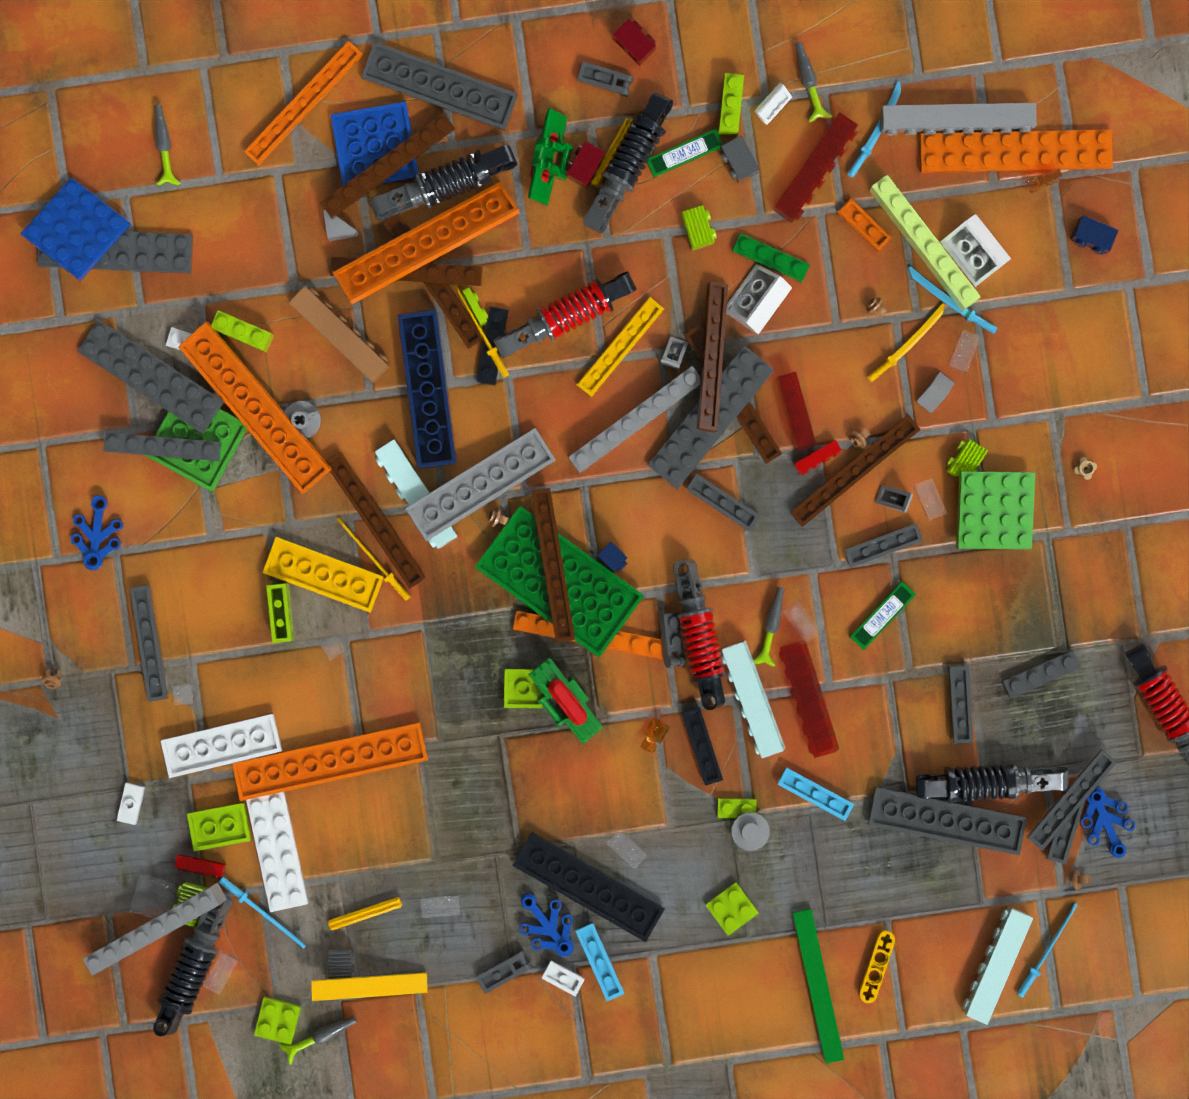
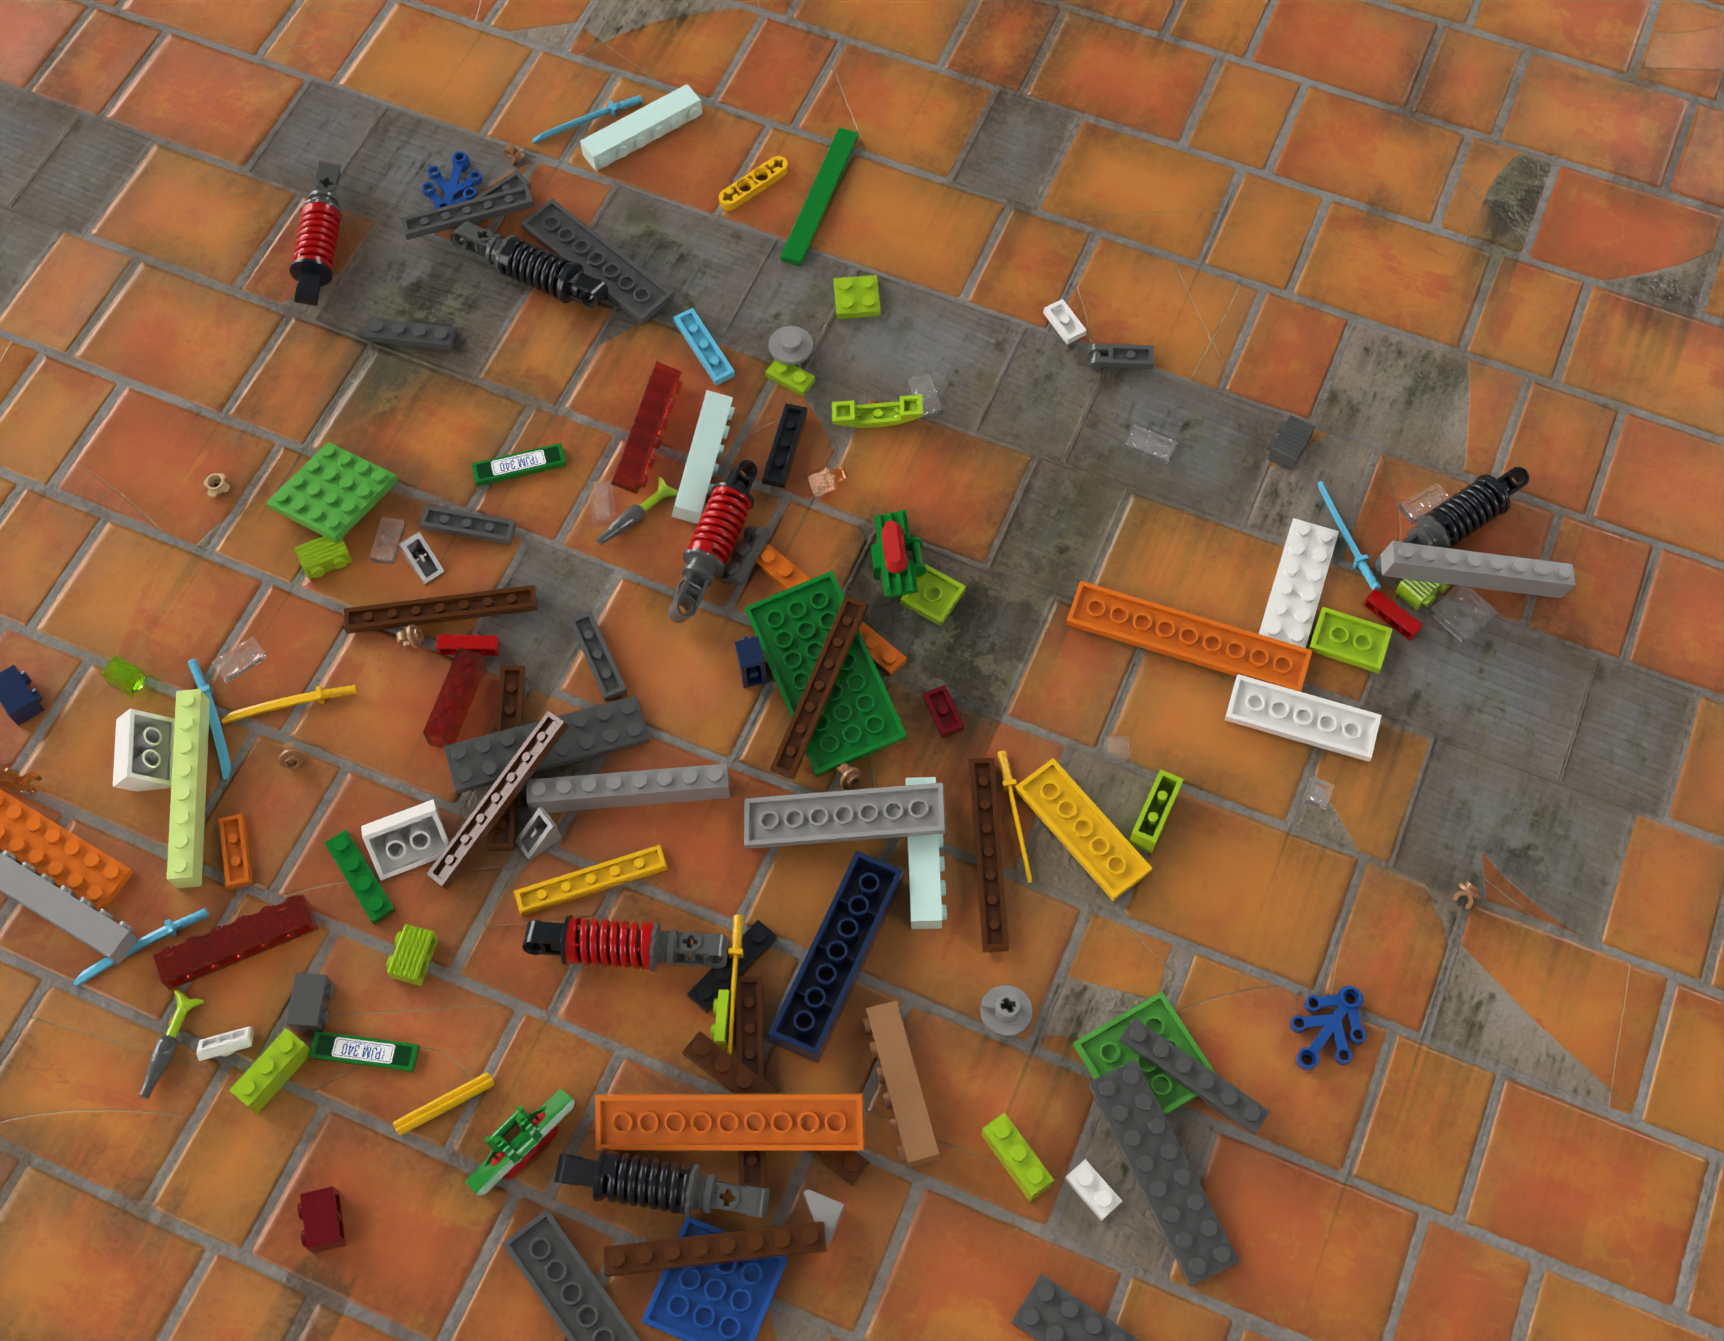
camera: 150 degrees left, 25 degrees down
(131, 803) = (1440, 716): white plate -> none
(149, 643) = (1329, 869): dark grey plate -> none
(254, 407) = (1054, 1058): orange plate -> none
(277, 1020) = (1386, 433): lime plate -> none
(319, 1037) = (1350, 396): dark grey piece -> none
(365, 913) = (1236, 479): yellow axle -> none
(368, 986) = (1271, 407): yellow tile -> none
(464, 603) = (943, 711): none -> dark red plate
(548, 928) = (1051, 371): blue plant -> none
(585, 164) = (483, 1107): dark red brick -> none
(588, 886) = (987, 385): black plate -> none
(599, 961) = (1018, 317): medium azure plate -> none
(604, 78) = (389, 1199): dark grey plate -> none
(628, 161) = (425, 1081): black piece -> none
(652, 814) = (878, 414): none -> lime slope
(935, 392) = (299, 637): light grey slope -> none
(960, 704) = (505, 347): dark grey plate -> none
(1032, 291) = (123, 676): none -> clear neon green brick

